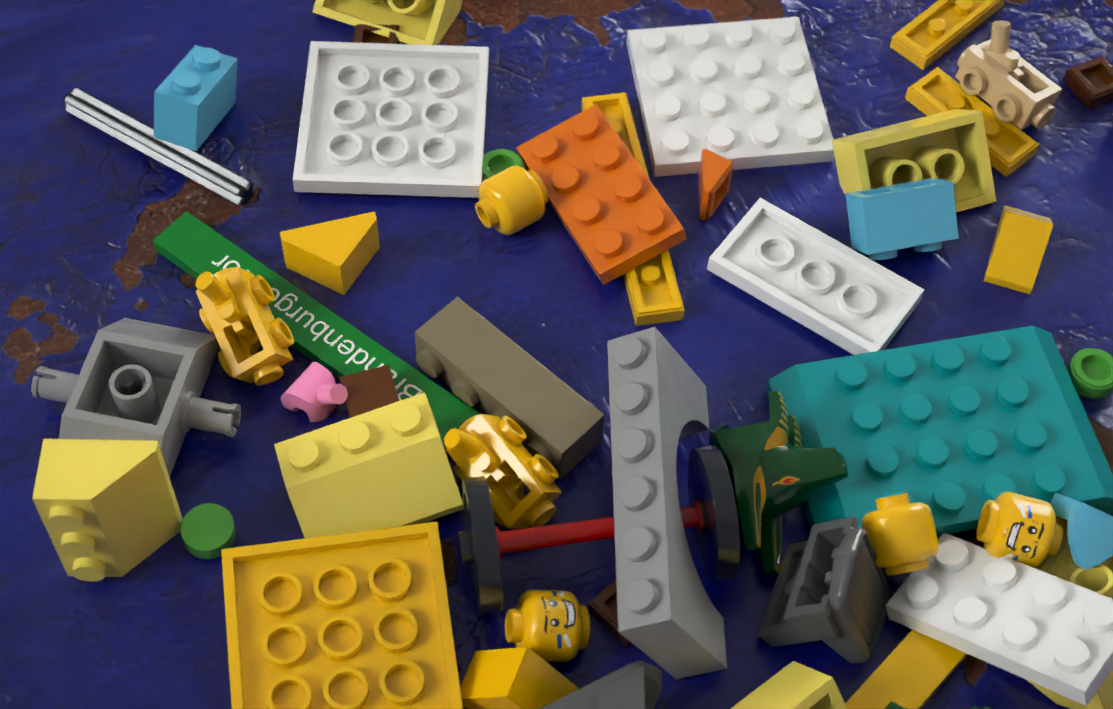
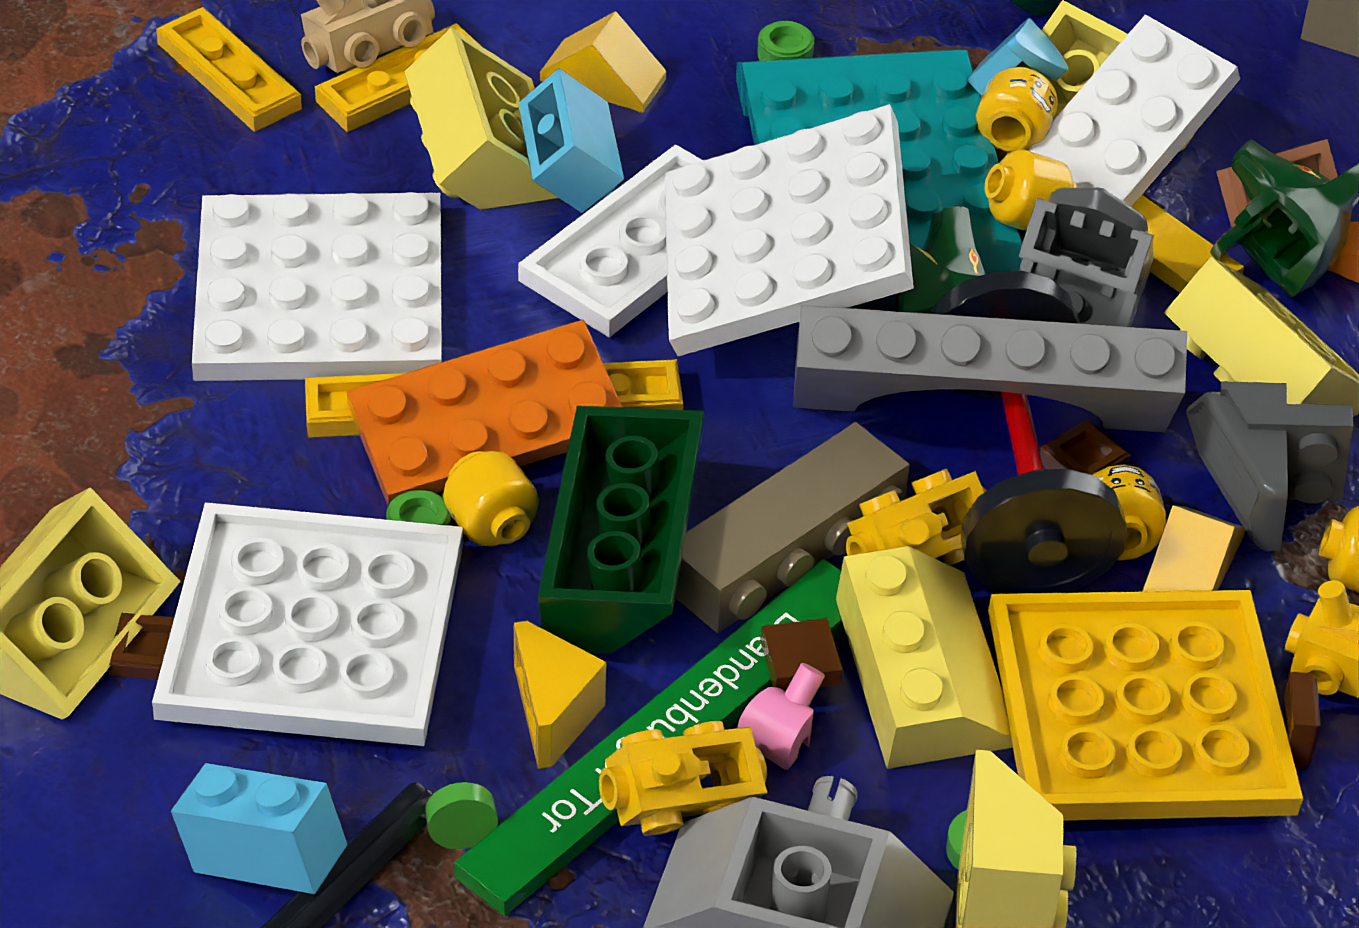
camera: 85 degrees left, 10 degrees down
(224, 209) = (460, 815): none -> bright green tile
(476, 258) = (619, 524): none -> dark green slope
(713, 182) = (484, 308): orange slope -> none
(796, 346) = (784, 229): none -> white plate

